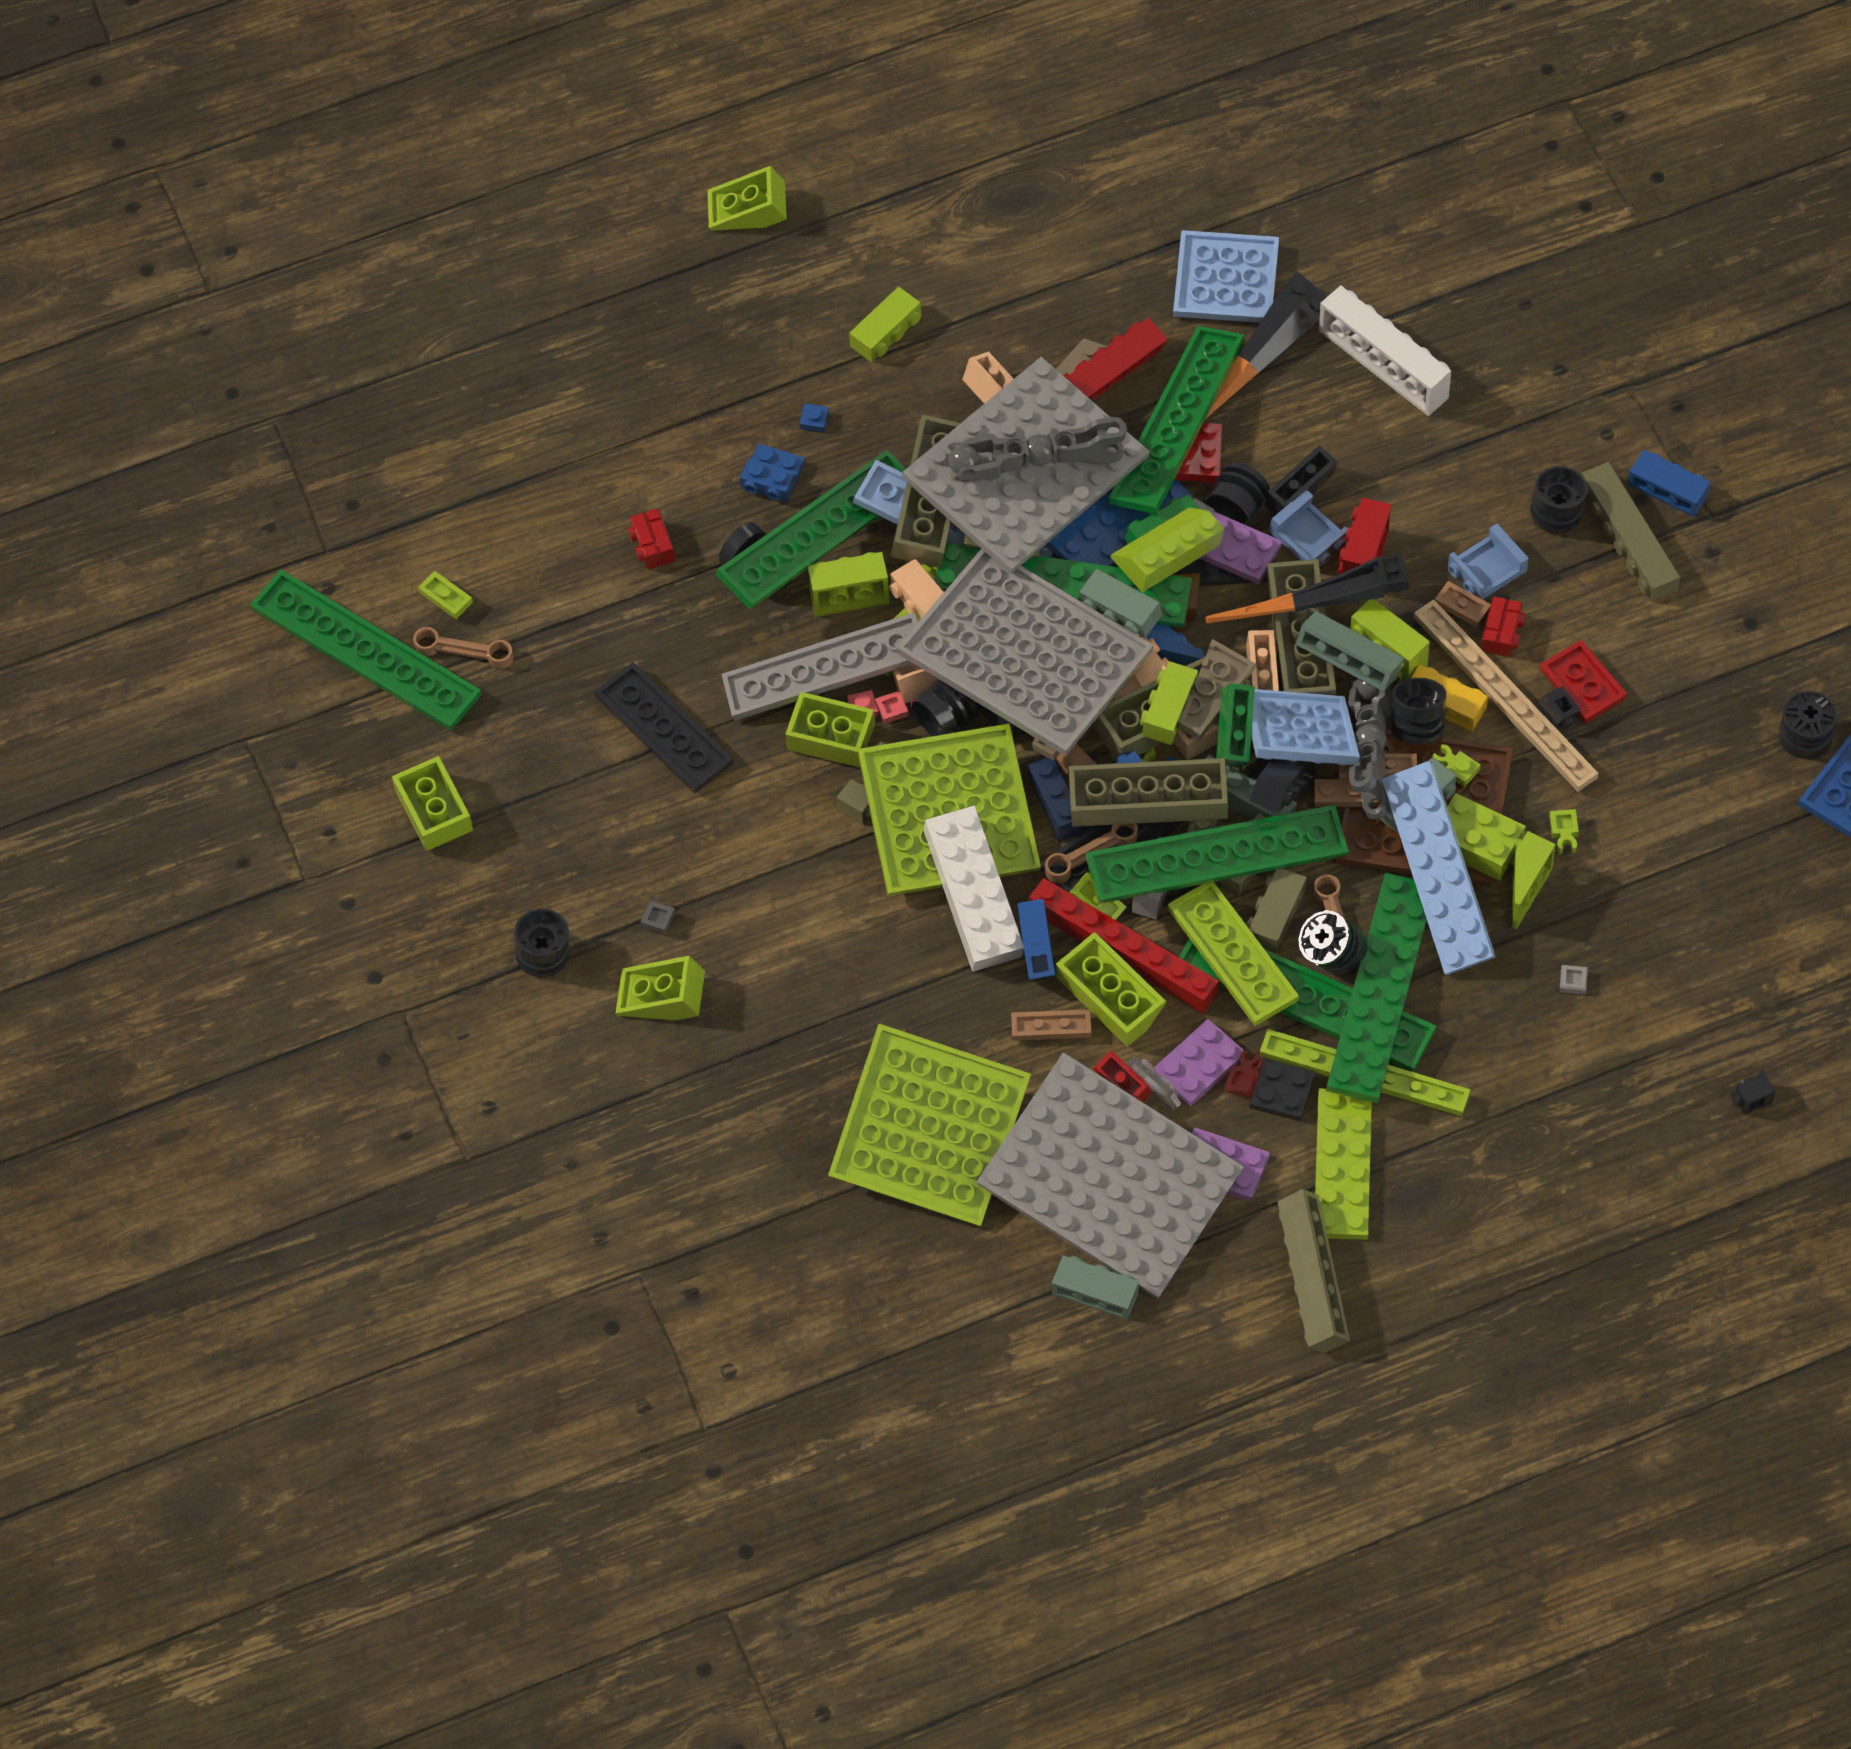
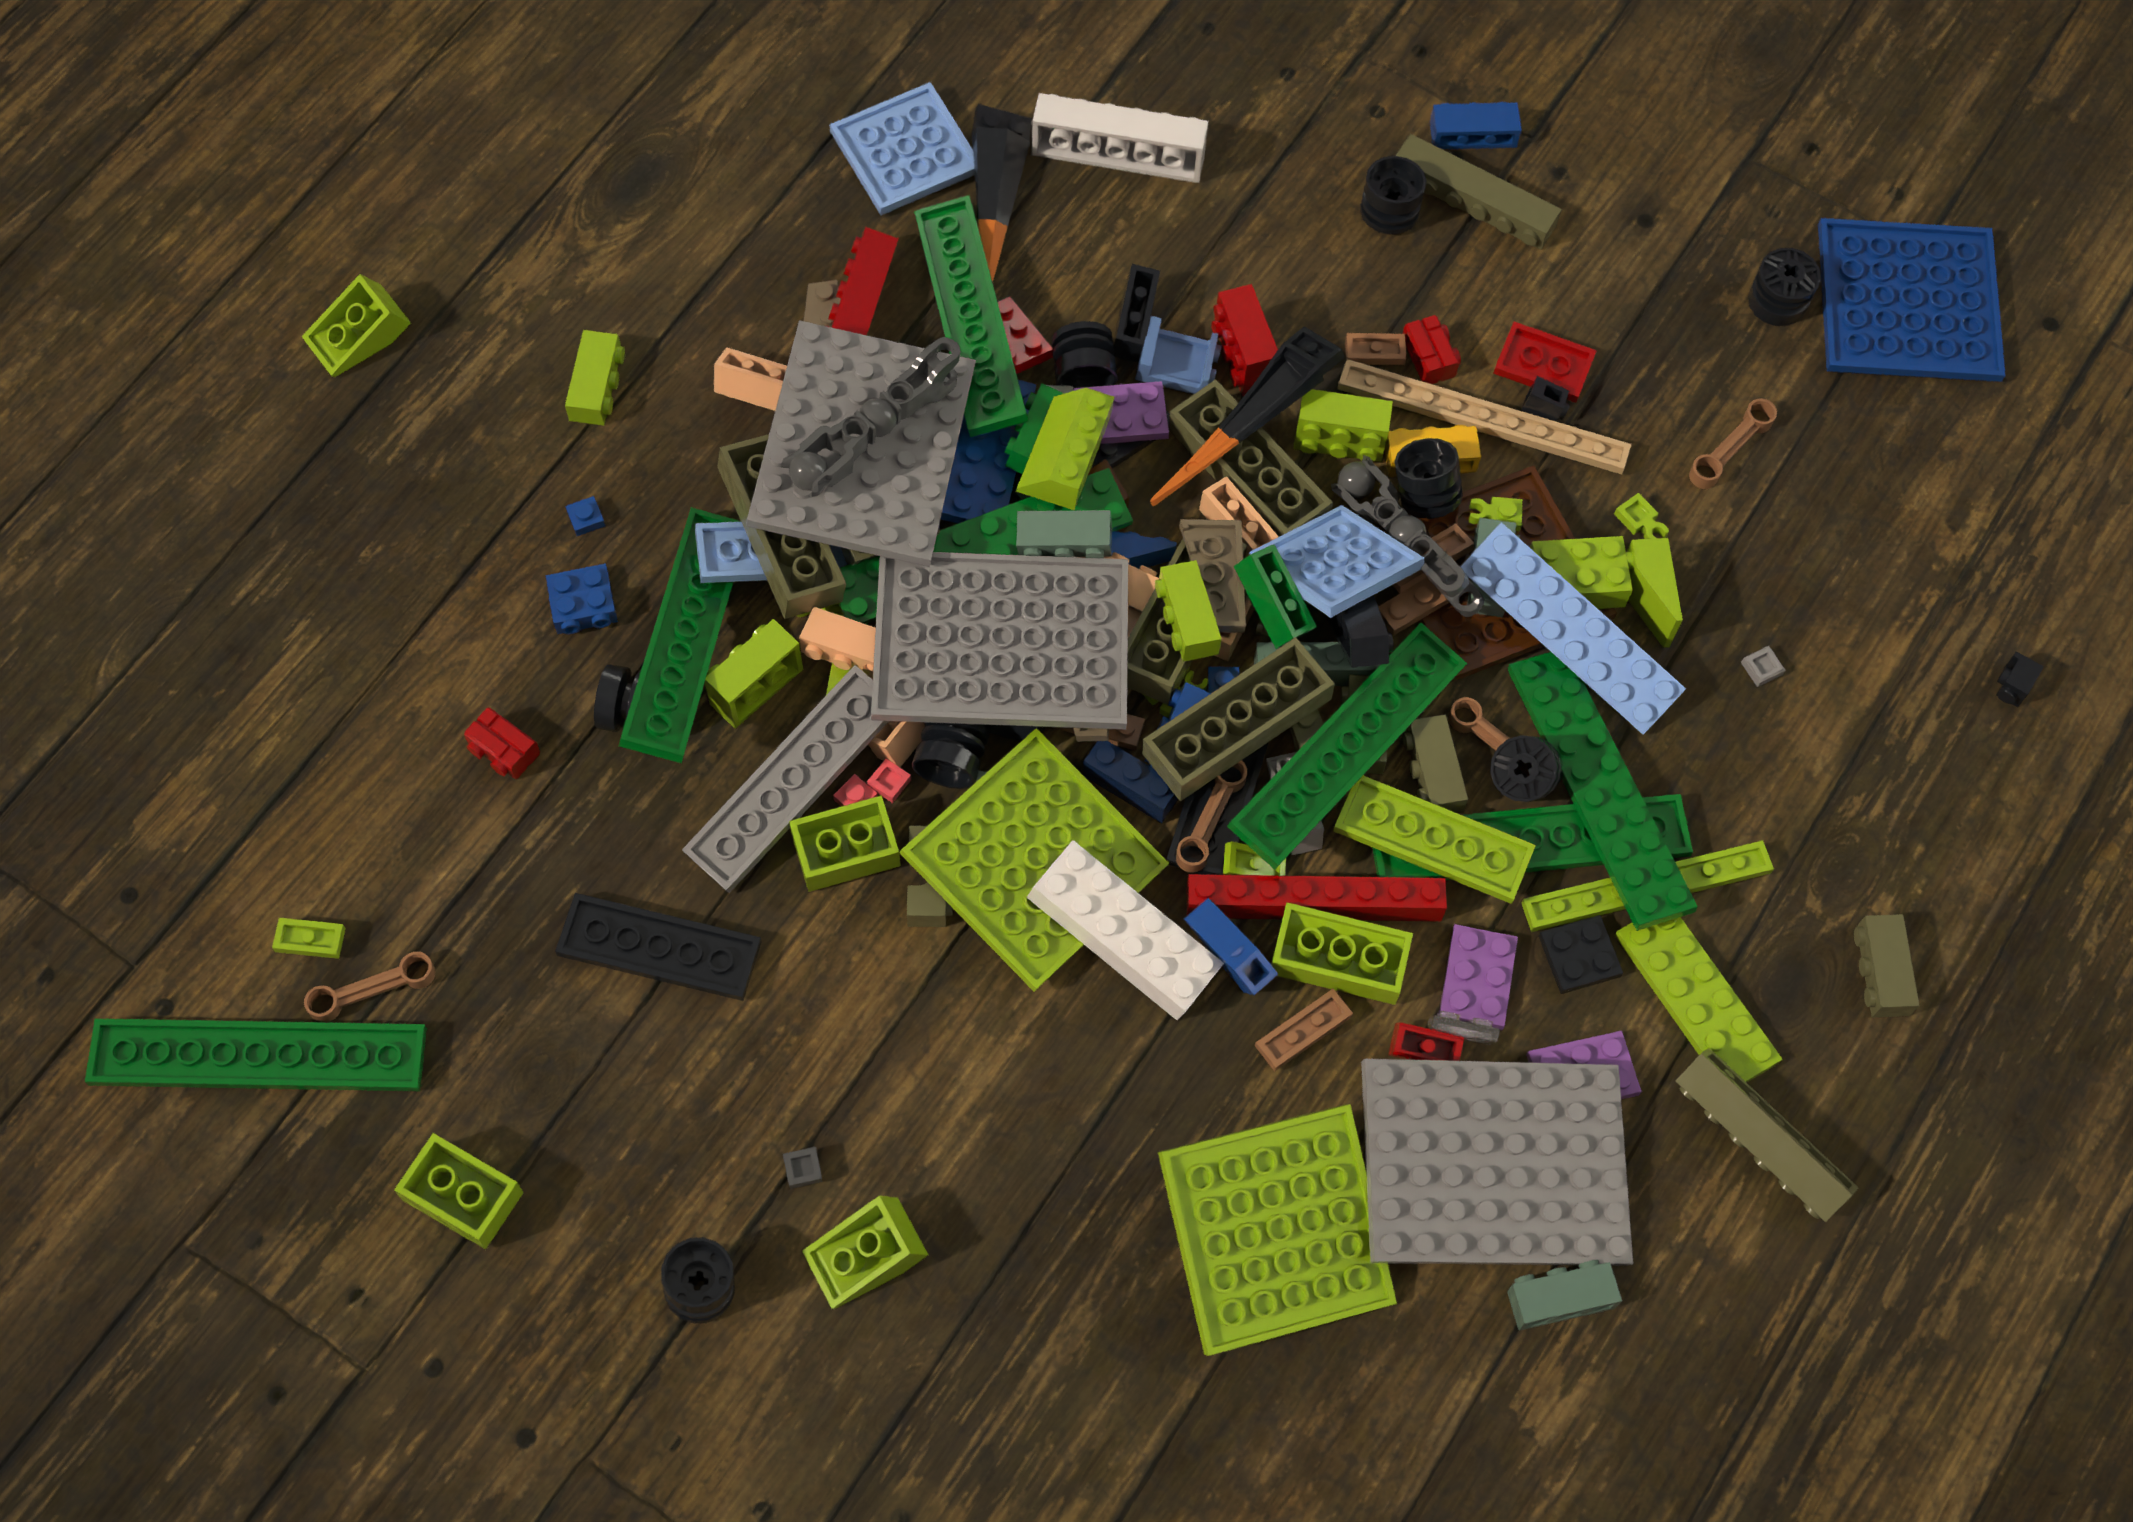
camera: 40 degrees left, 5 degrees up
(1244, 1077) = (1537, 966): clear red plate -> none
(1349, 651) = (1325, 454): sand green brick -> none
(1489, 564) = (1369, 294): medium blue panel -> none
(1491, 1219) = (1886, 966): none -> olive brick
(1679, 816) = (1732, 443): none -> medium nougat piece

